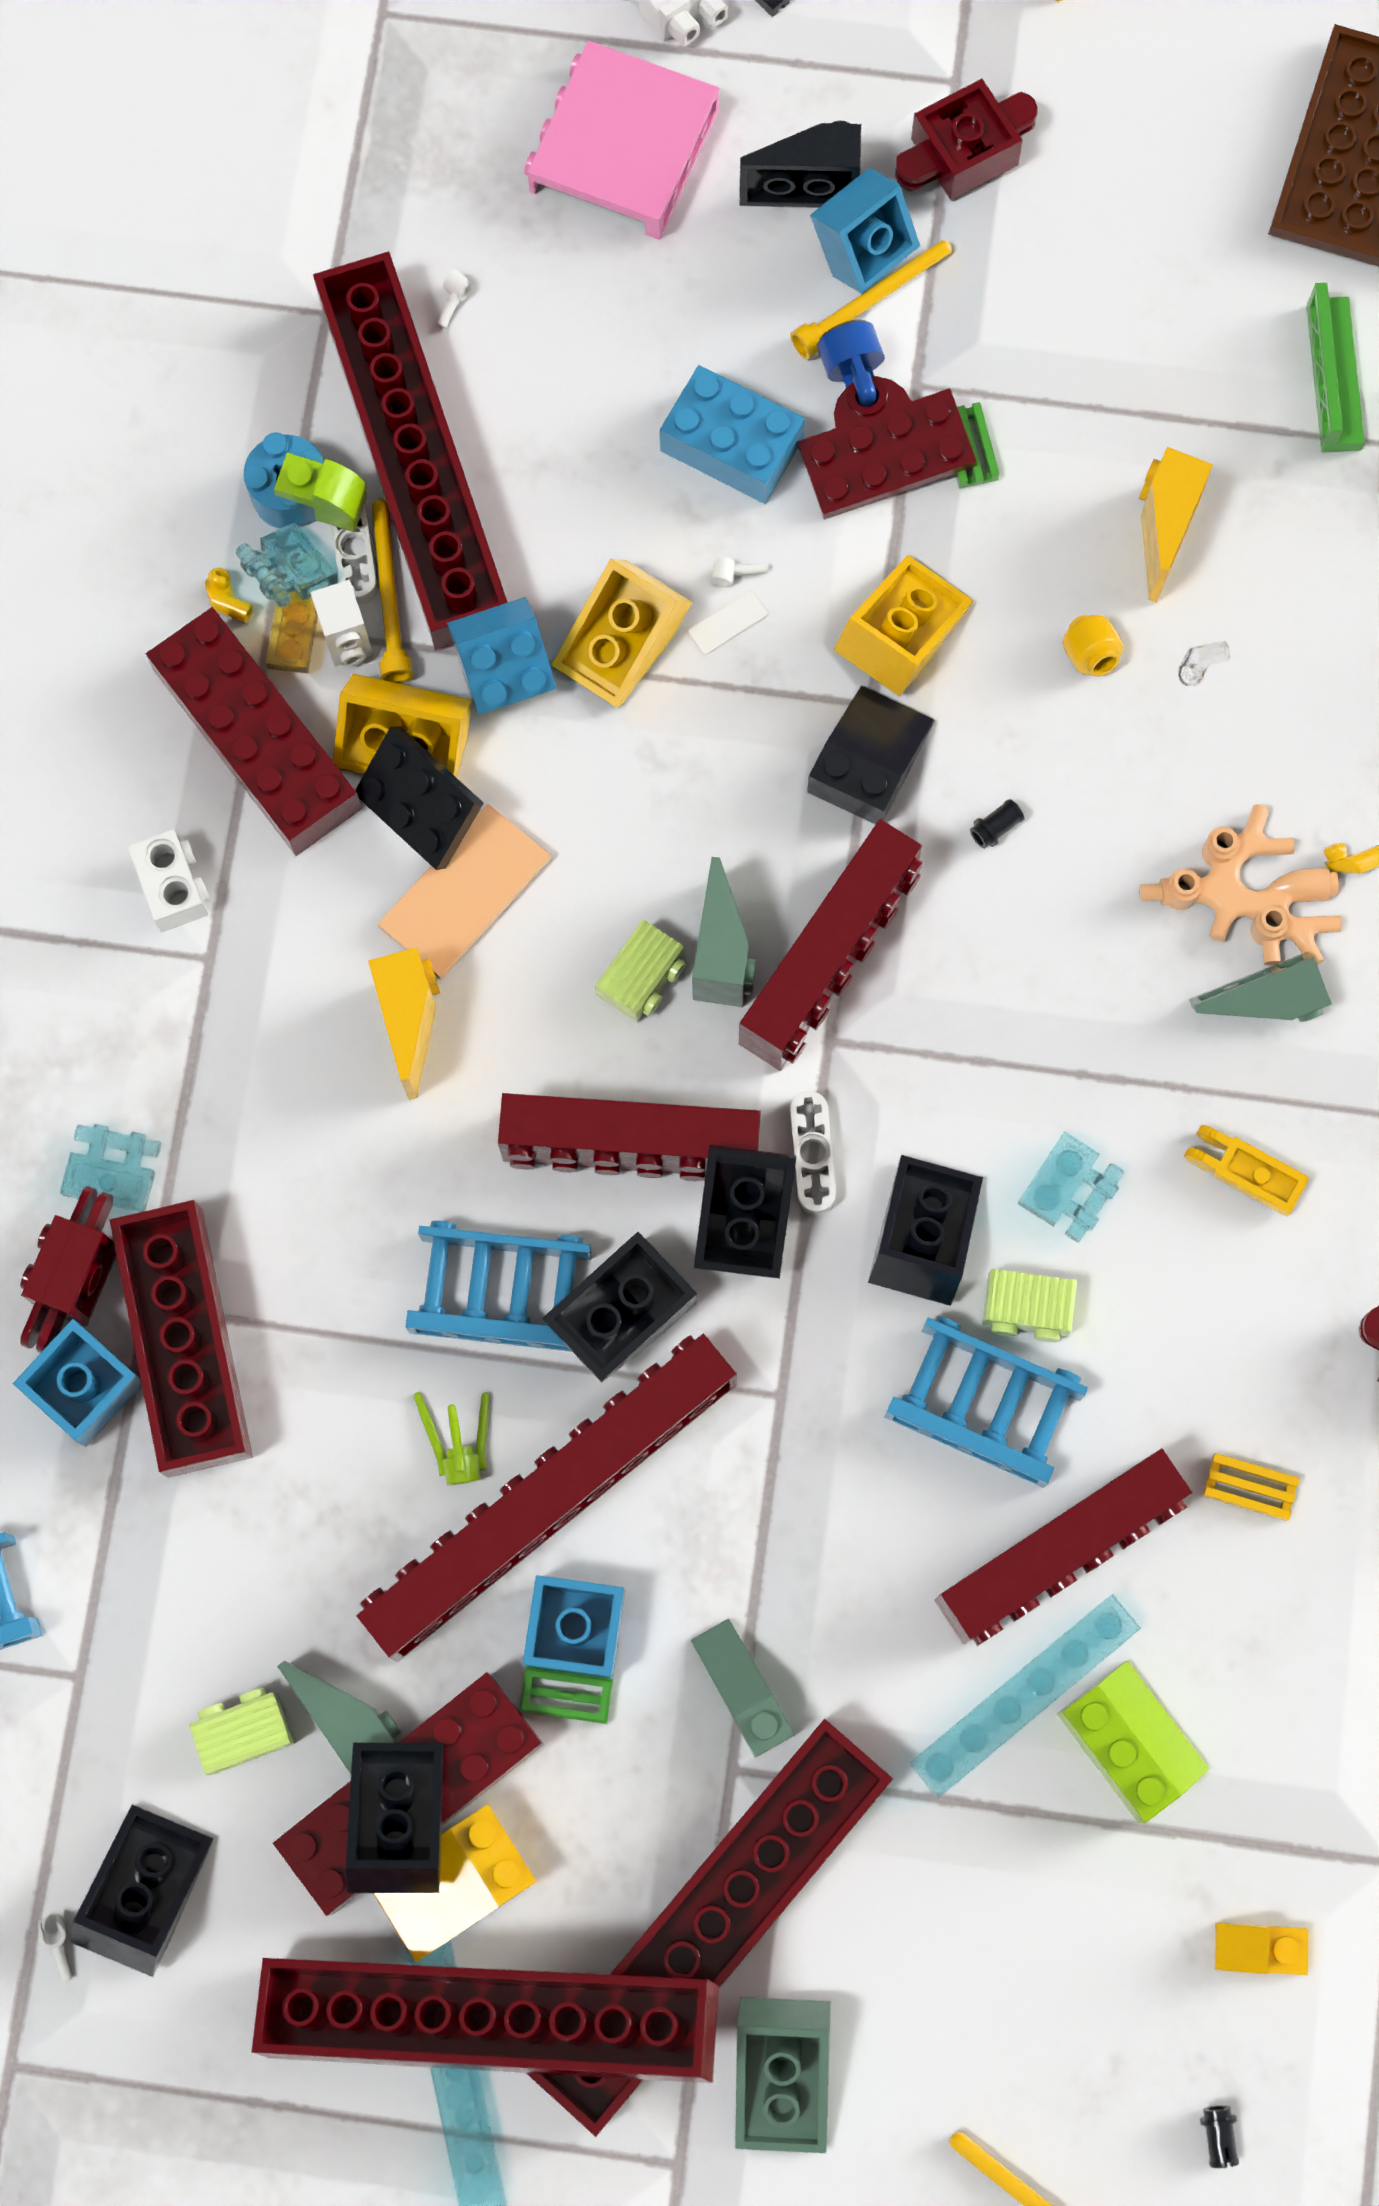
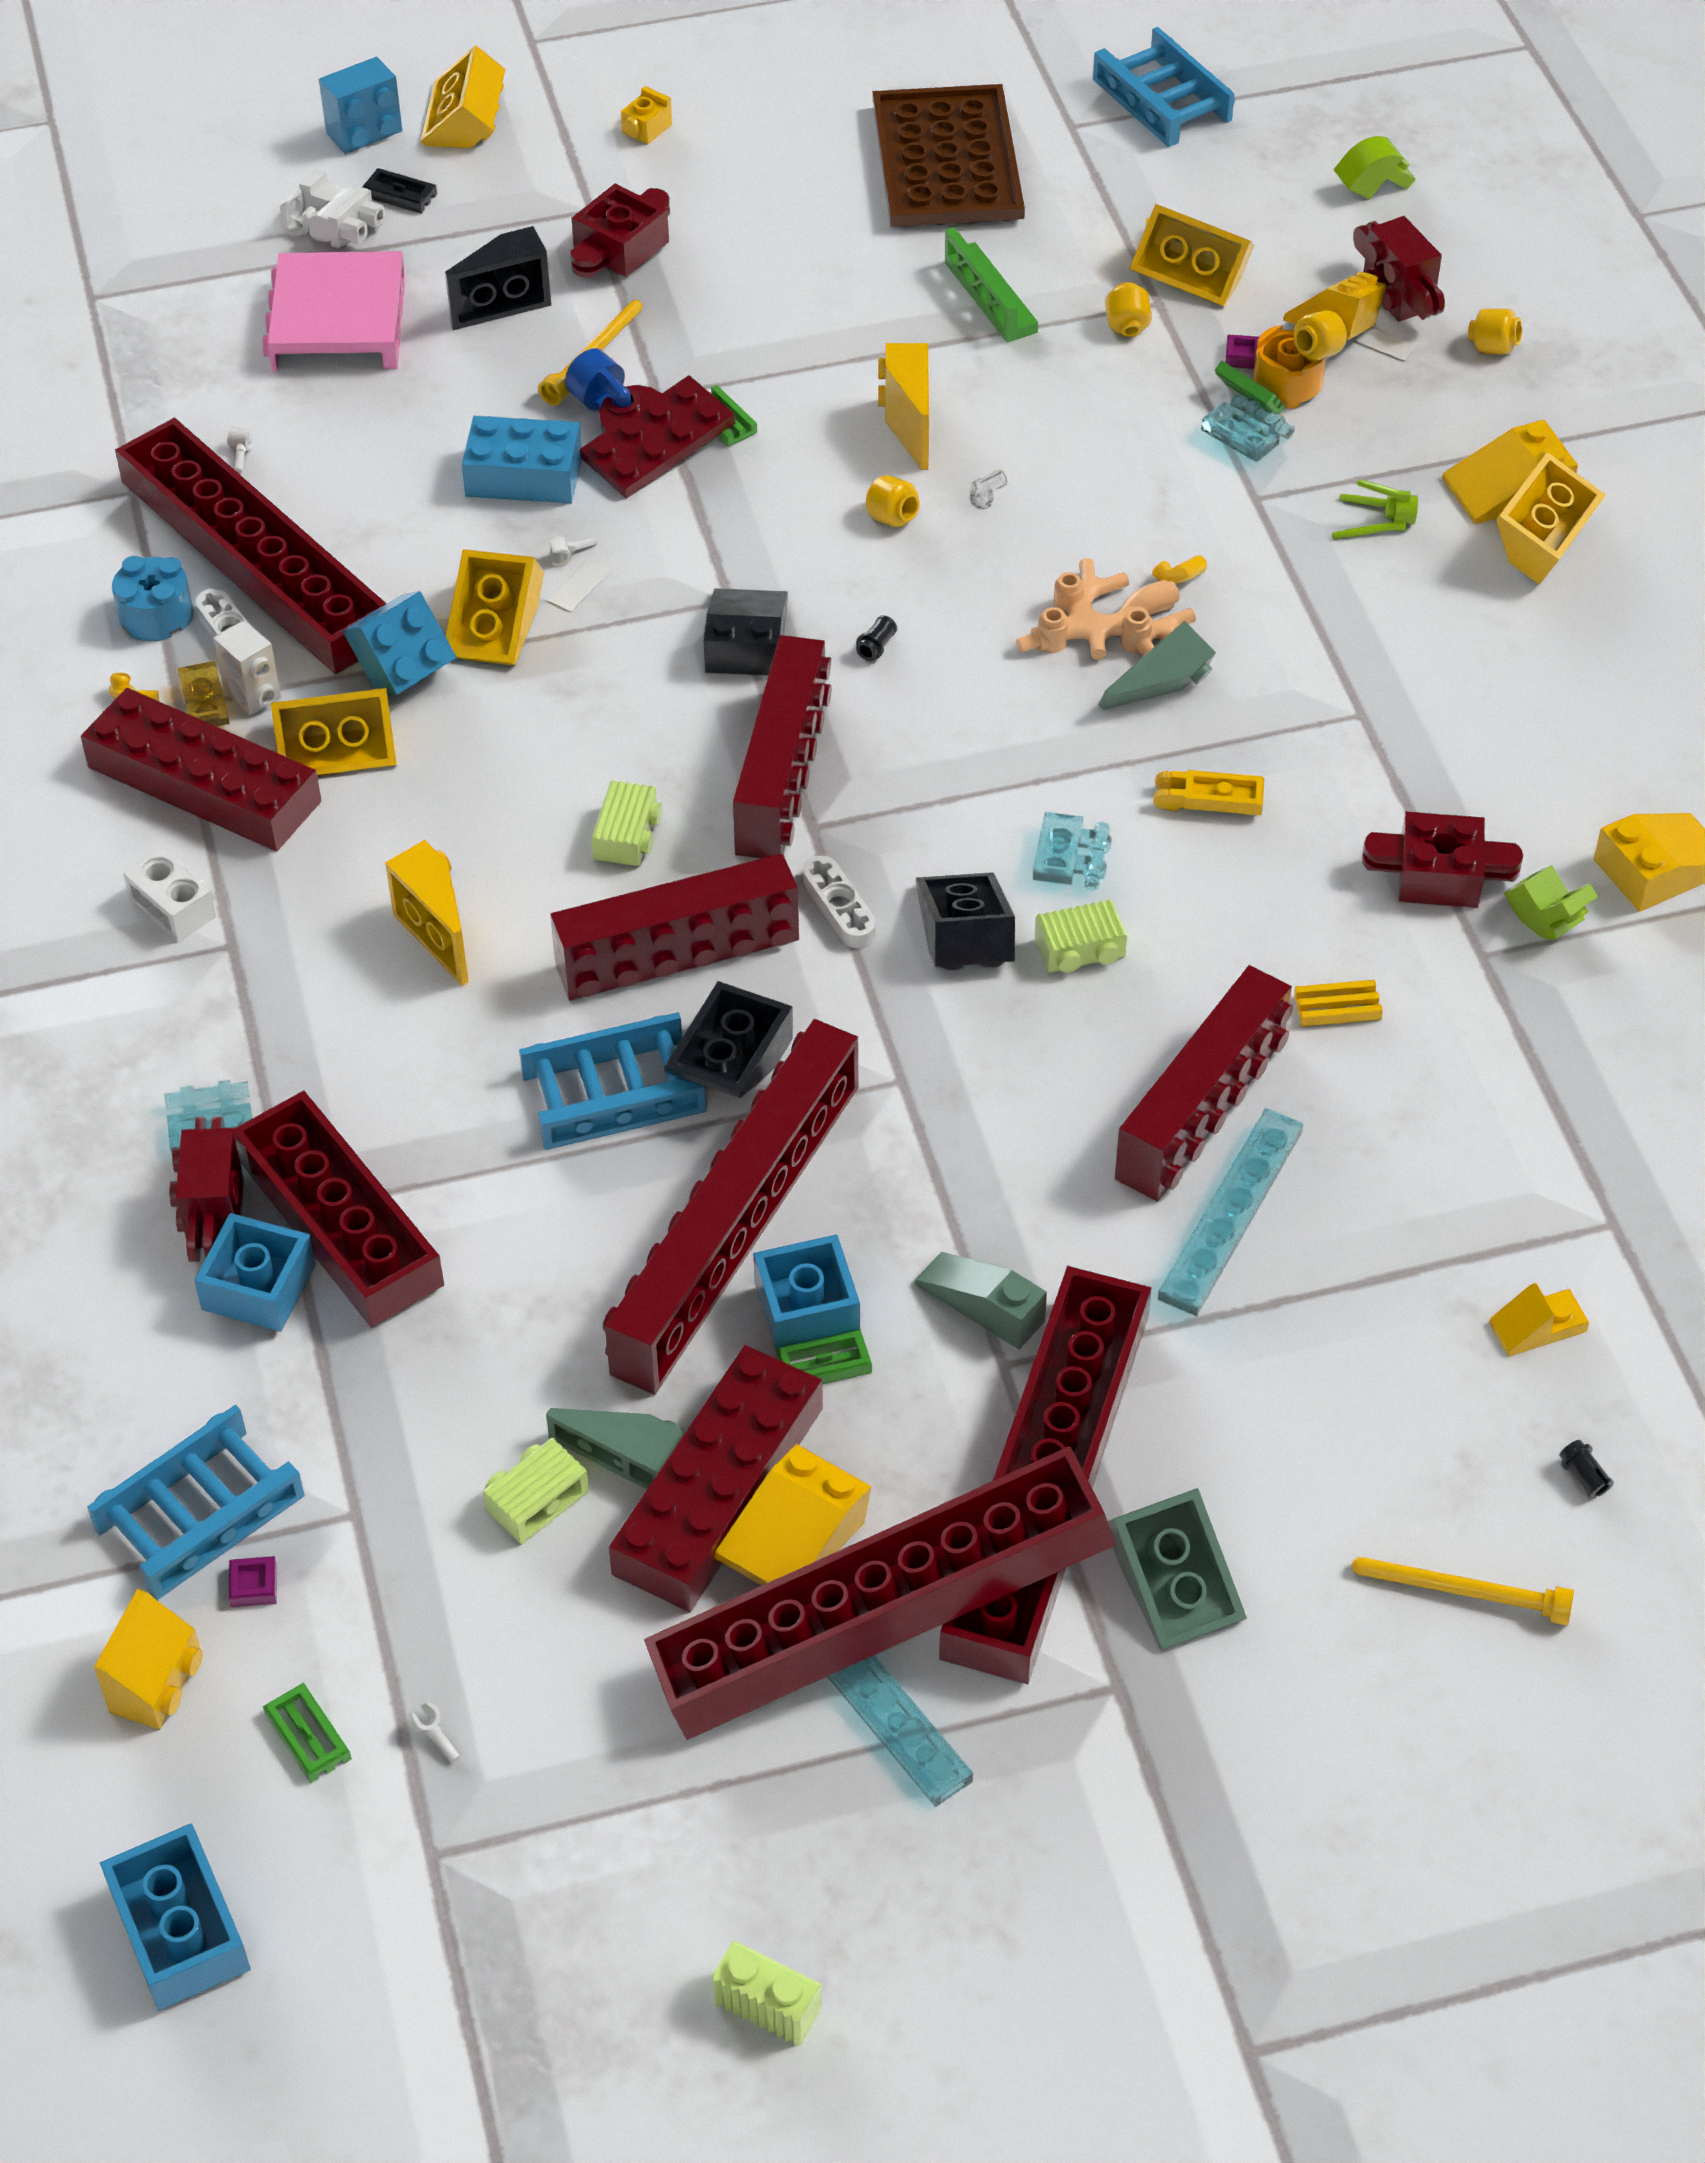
camera: 25 degrees left, 25 degrees down
(140, 1891) = (496, 1653): black slope -> none
(294, 557) = (176, 650): clear light blue plate -> none
(327, 487) = (197, 575): lime brick -> none
(395, 664) = (302, 685): yellow piece -> none
(395, 1818) = (720, 1470): black slope -> none
(418, 798) = (372, 760): black plate -> none
(457, 904) = (446, 812): light nougat tile -> none
(461, 1464) = (640, 1218): lime plant -> none
(722, 958) = (689, 774): sand green slope -> none
(744, 1211) = (803, 932): black slope -> none
(865, 230) = (568, 298): dark azure brick -> none
(902, 625) = (727, 538): yellow slope -> none
(990, 1445) = (1081, 1047): dark azure fence -> none
(1133, 1743) = (1339, 1214): lime slope -> none

